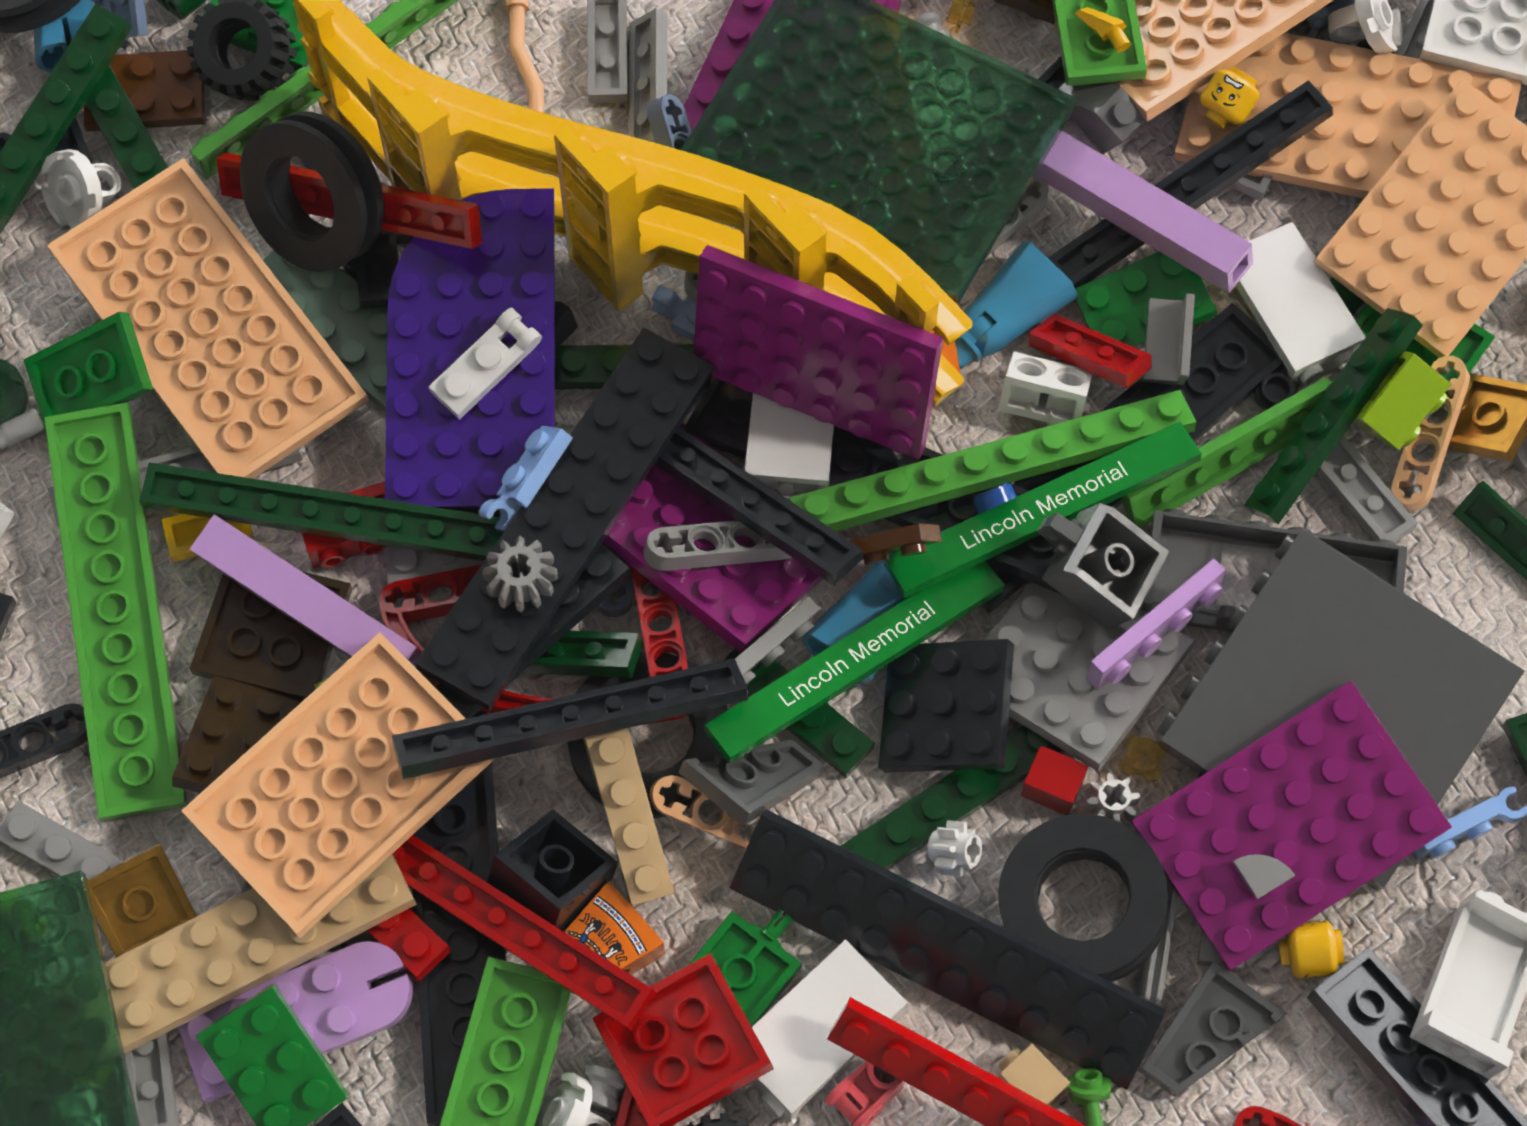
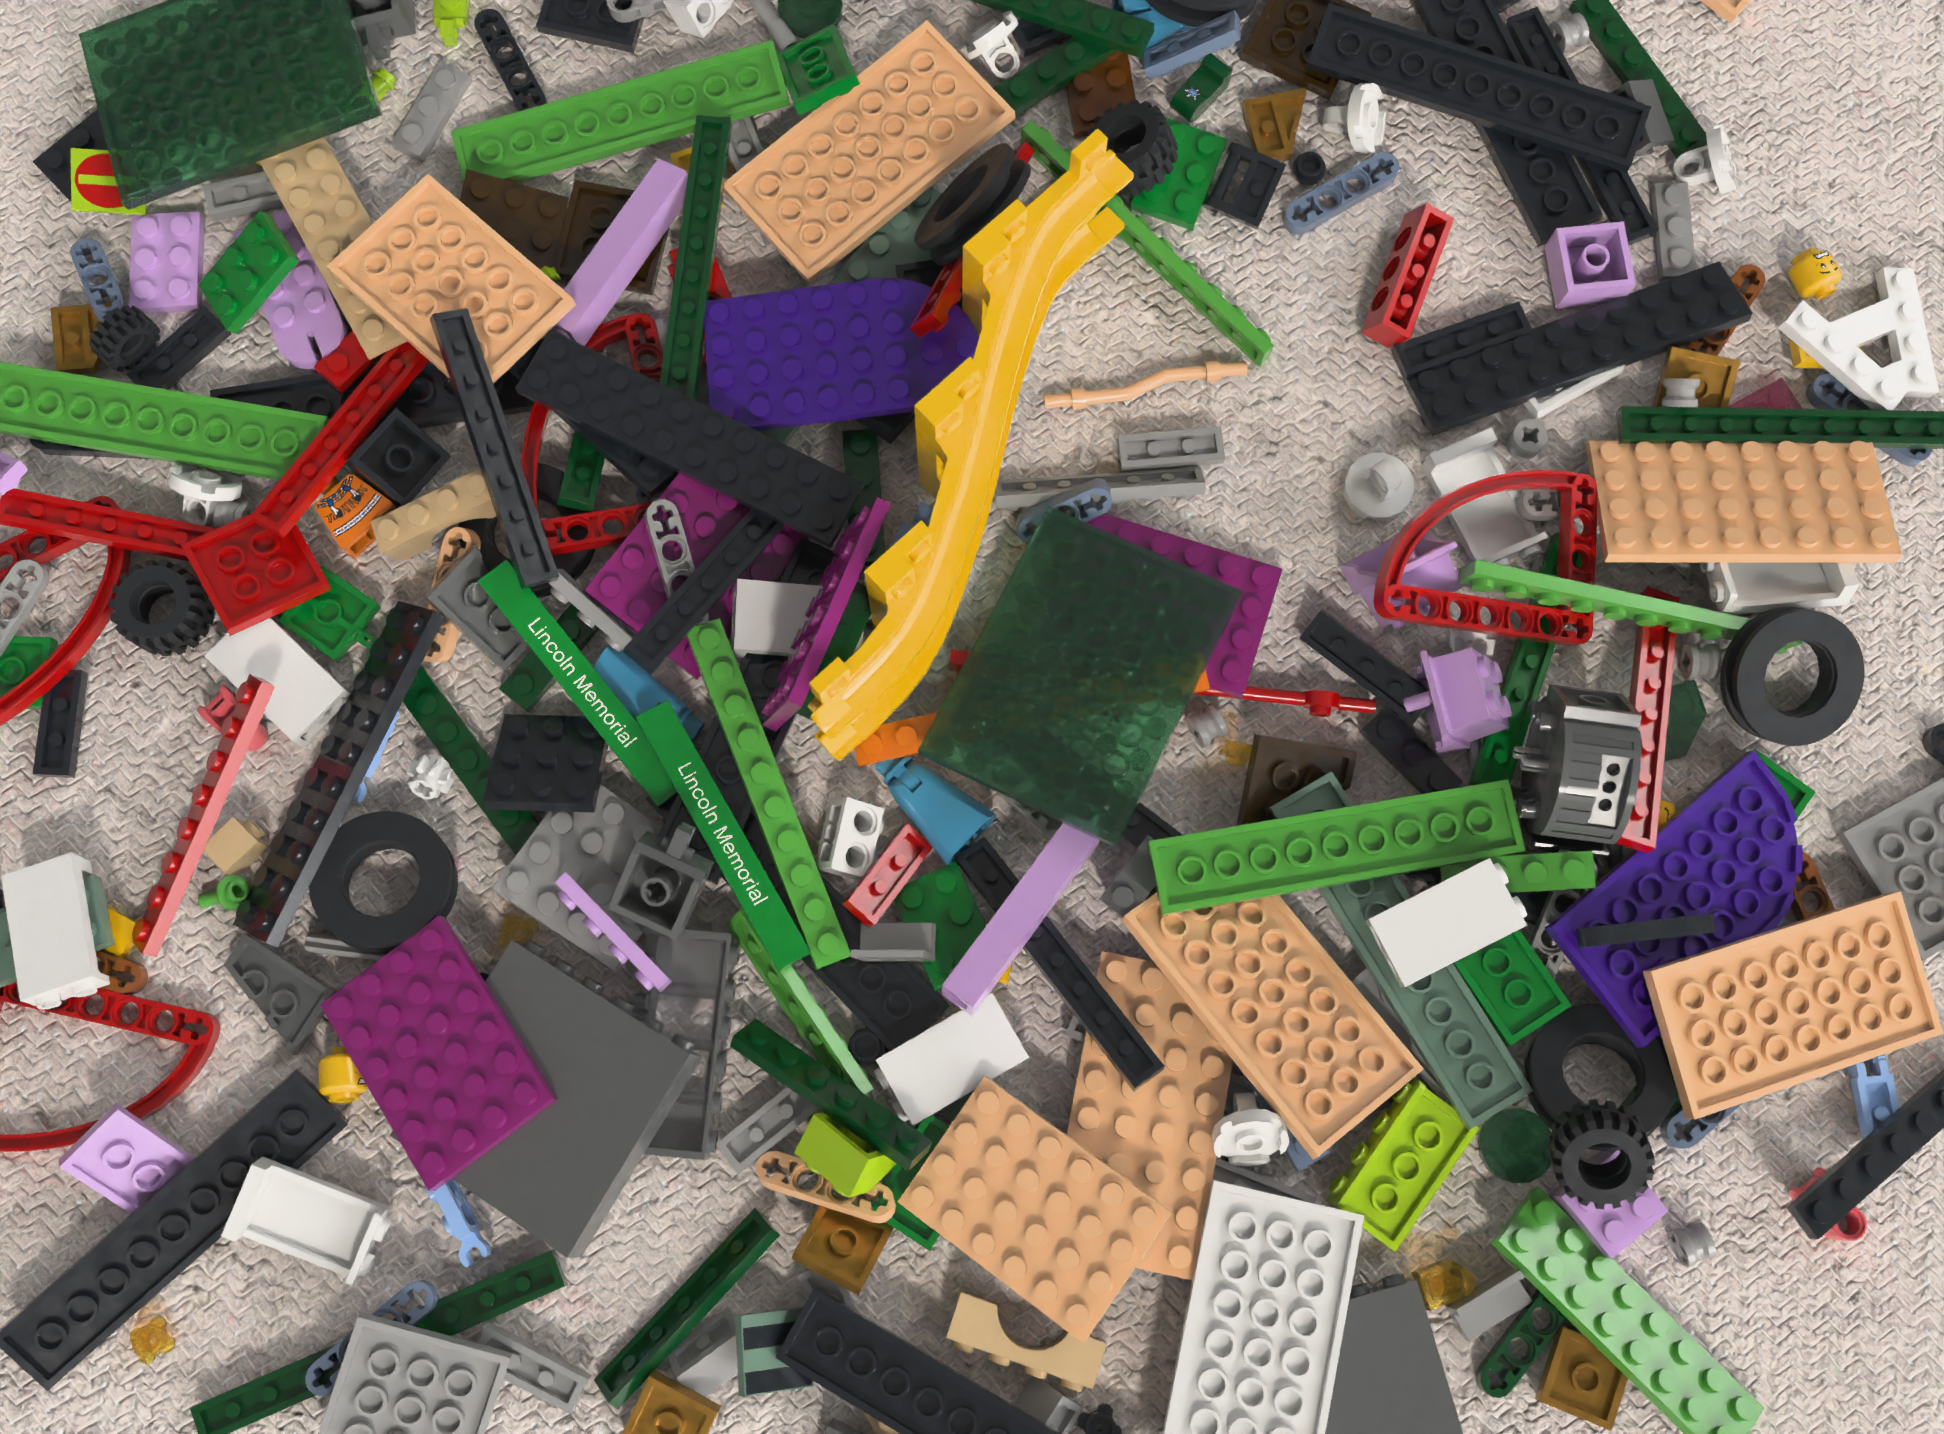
camera: 85 degrees right, 10 degrees up
(139, 900) = (382, 168): pearl gold plate -> none
(484, 364) = (819, 357): white plate -> none
(519, 559) = (612, 385): light grey gear -> none
(528, 474) = (719, 401): light blue plate -> none
(909, 540) = (672, 694): reddish brown plate -> none
(994, 497) = (725, 789): blue tile -> none
(1054, 780) = (488, 856): red panel -> none
(1106, 27) = (1201, 872): yellow bar -> none
(1108, 790) = (463, 908): white gear -> none
(1229, 97) = (1147, 994): yellow head -> none
(1262, 873) = (384, 1024): light grey tile -> none

